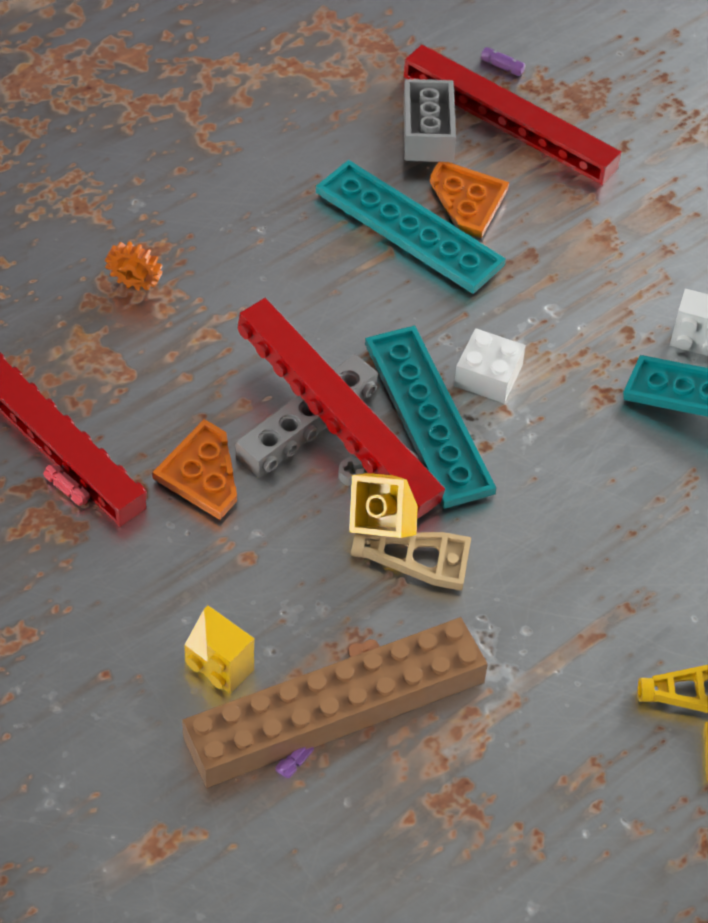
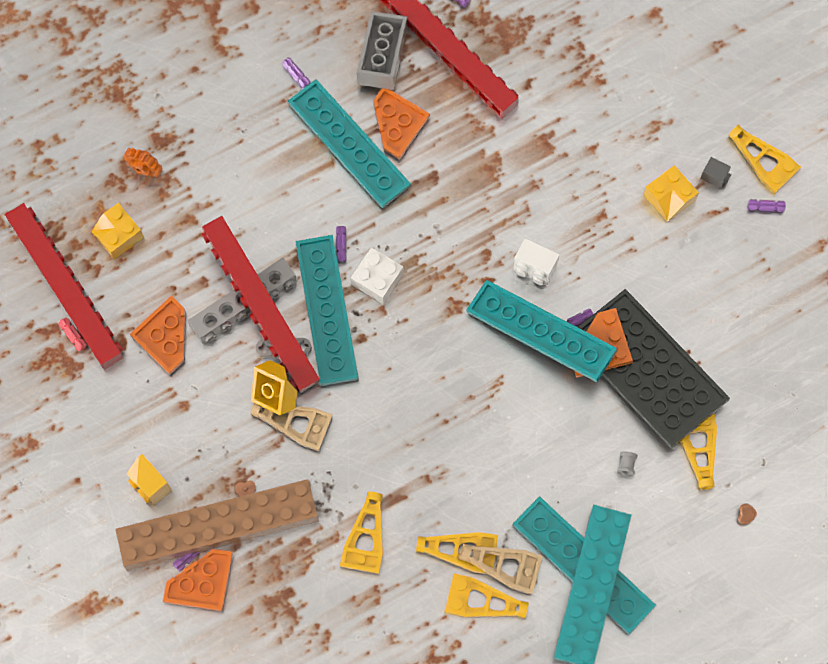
camera: 15 degrees right, 20 degrees up
(110, 352) = (117, 231): none -> yellow slope
(318, 158) = (296, 72): none -> medium lavender axle
(328, 785) = (202, 582): none -> orange plate
(428, 336) = (341, 243): none -> medium lavender axle
(563, 721) = (361, 559): none -> yellow plate

